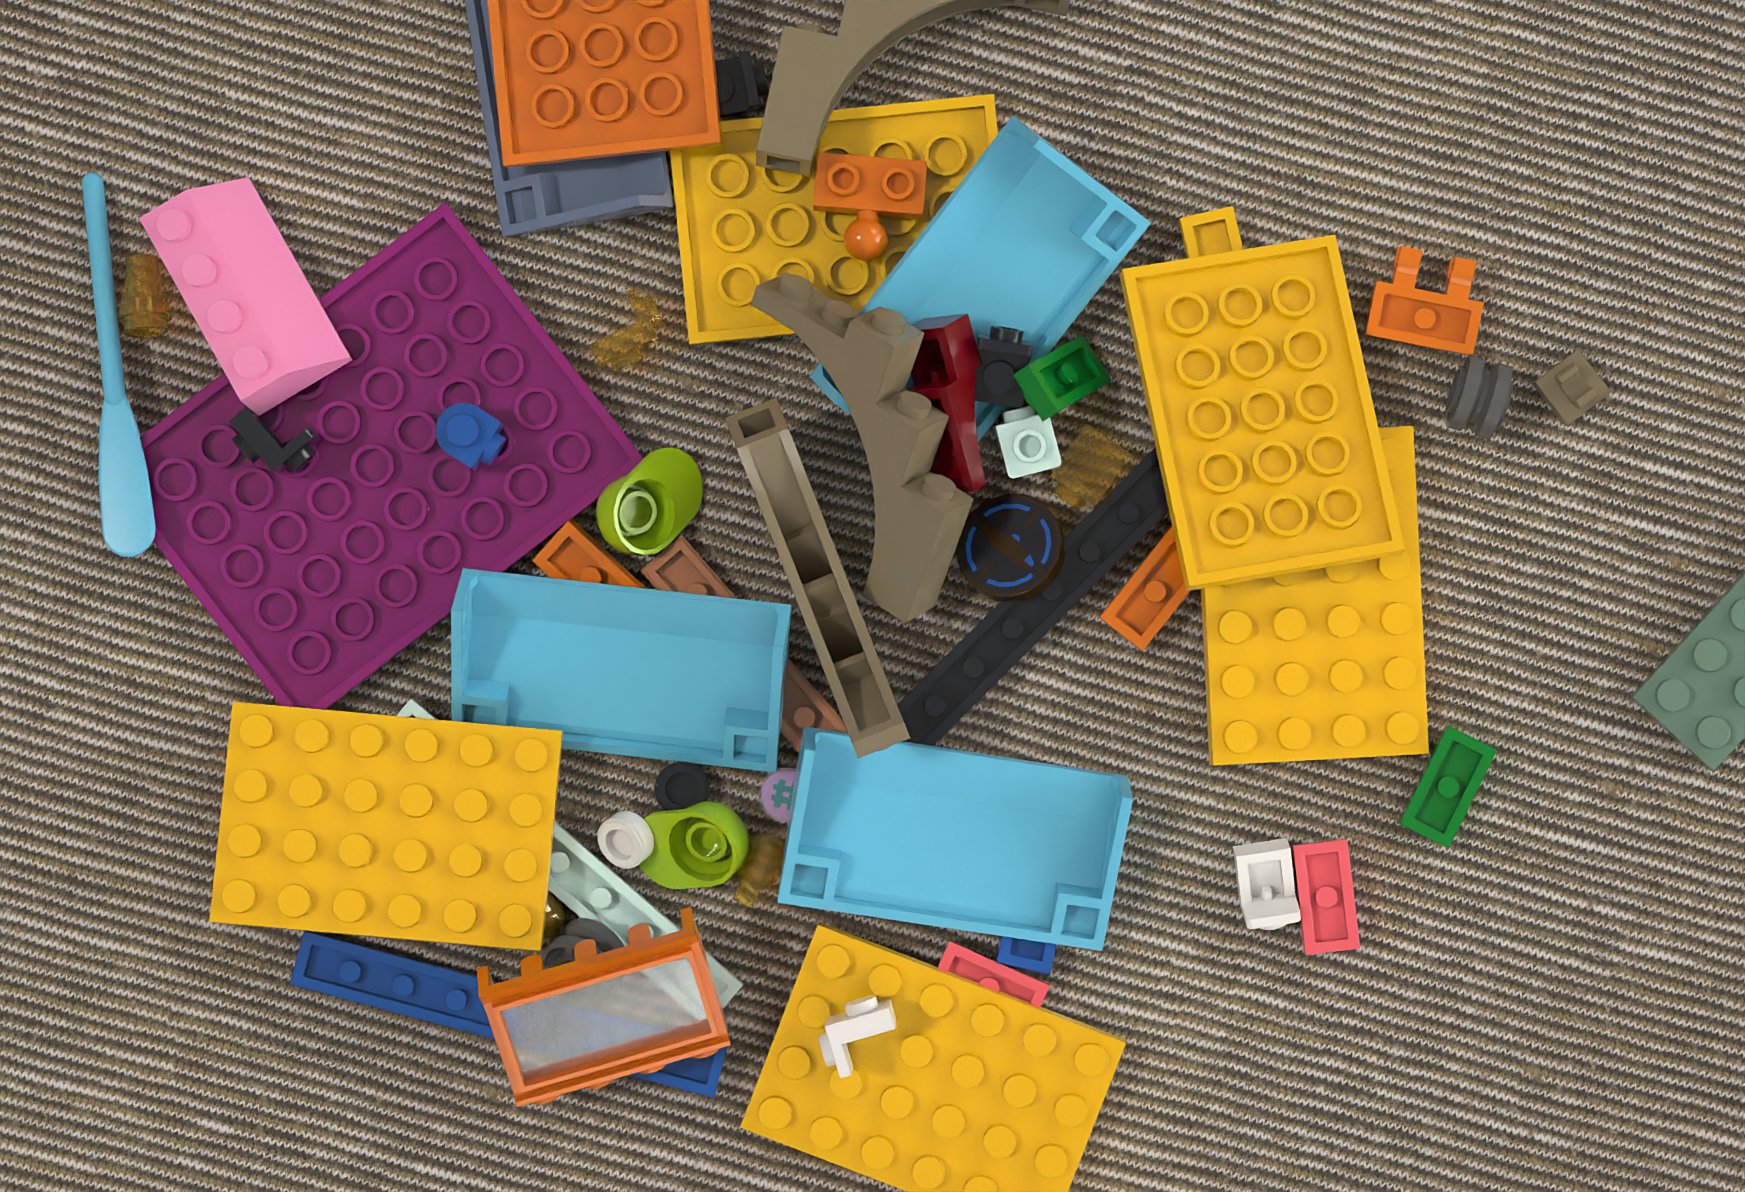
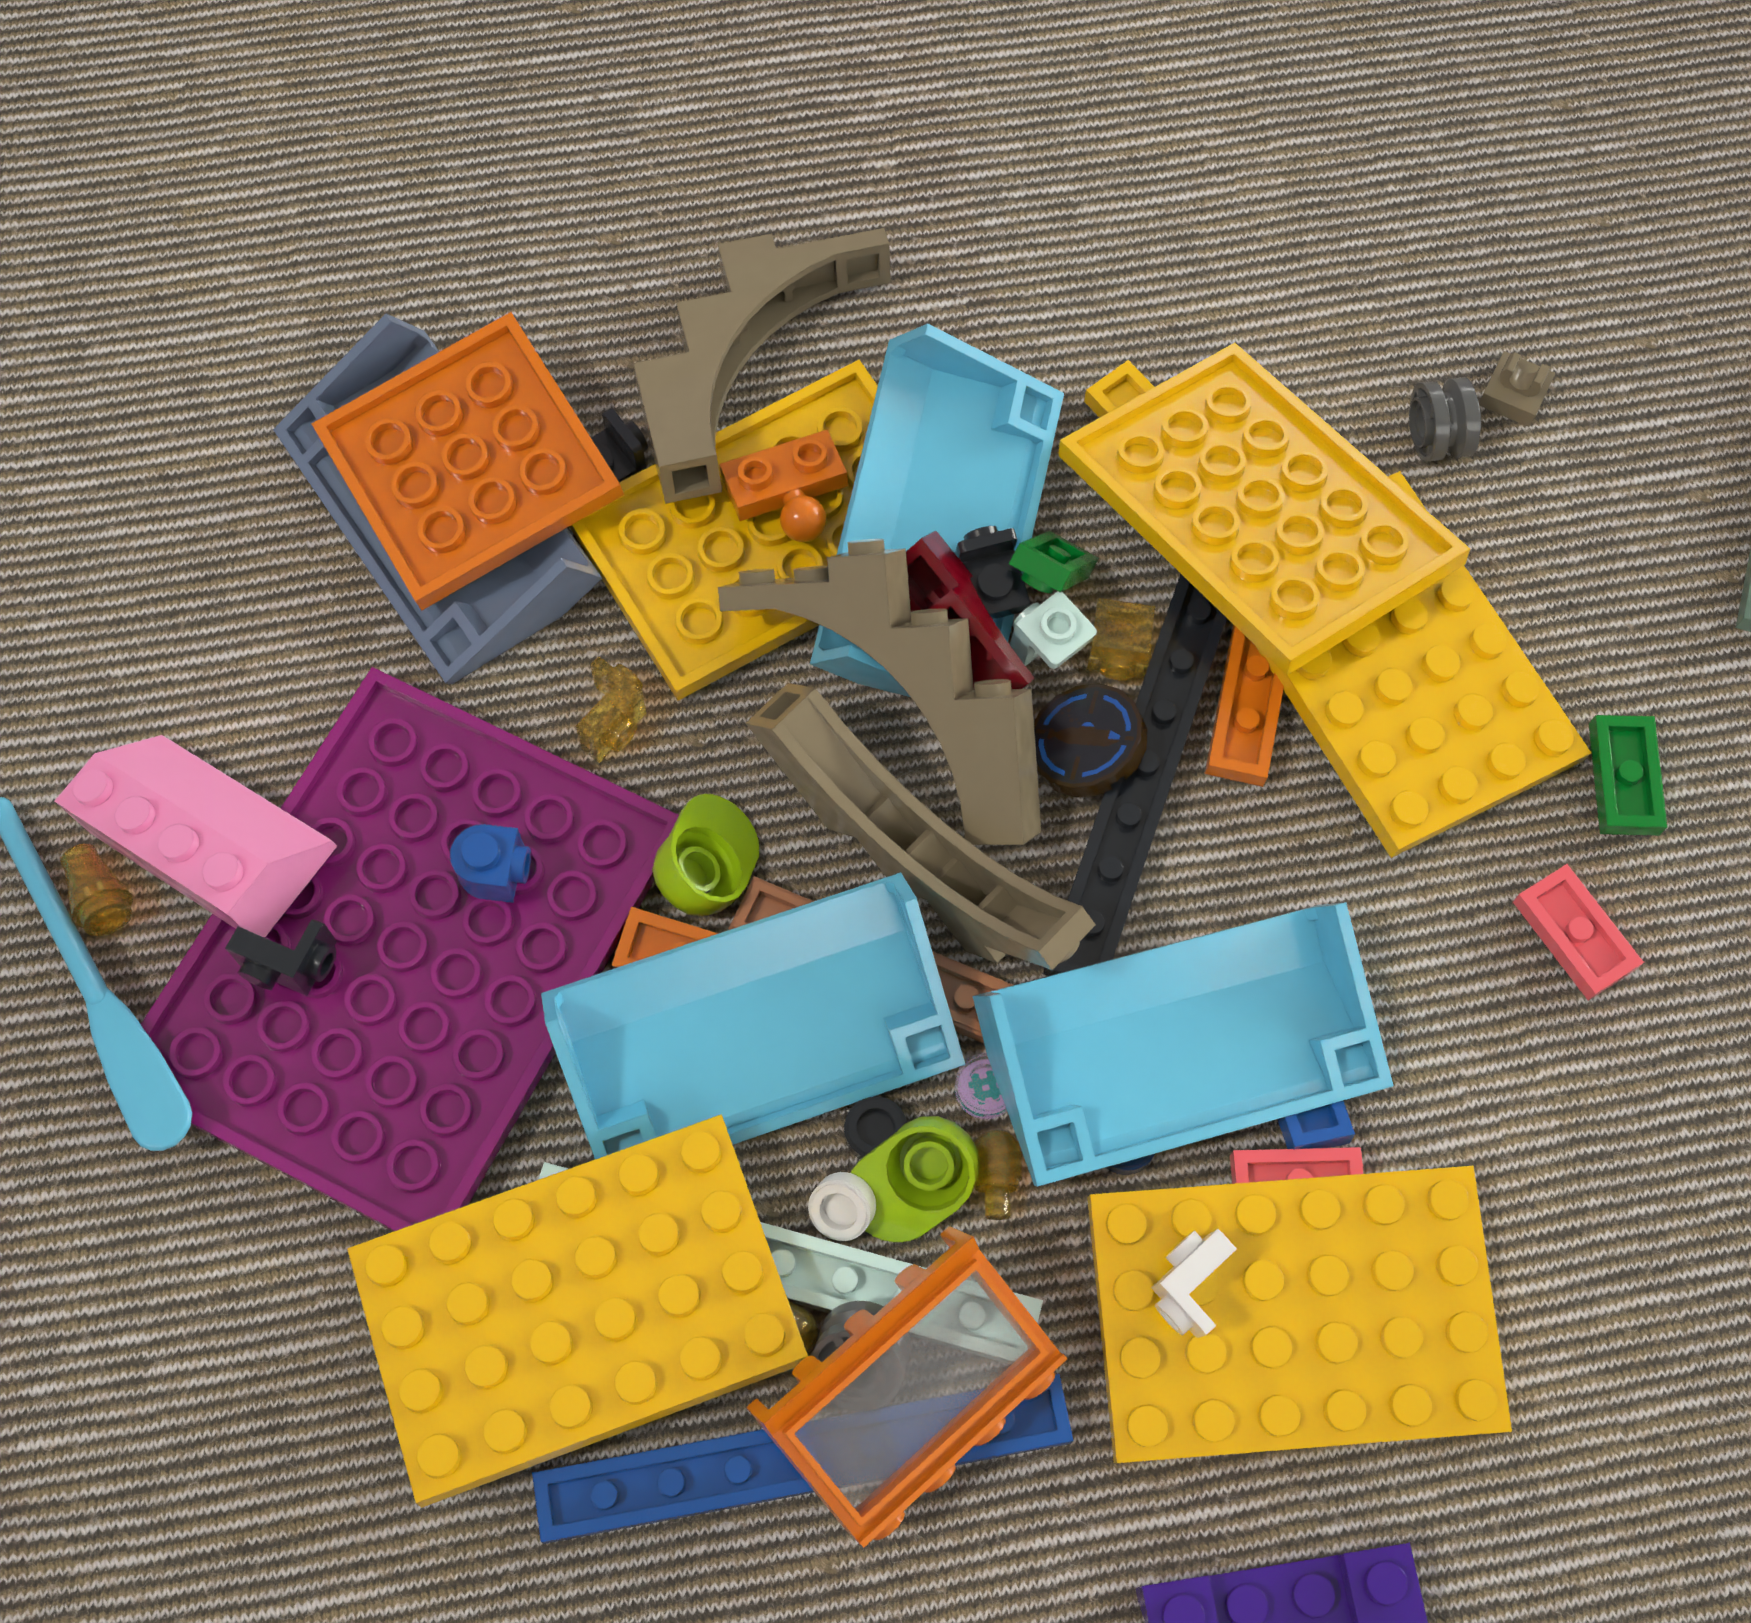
camera: 25 degrees left, 20 degrees down
(1266, 884) = (1514, 944): white bracket -> none
(1423, 316) = (1352, 382): orange plate -> none

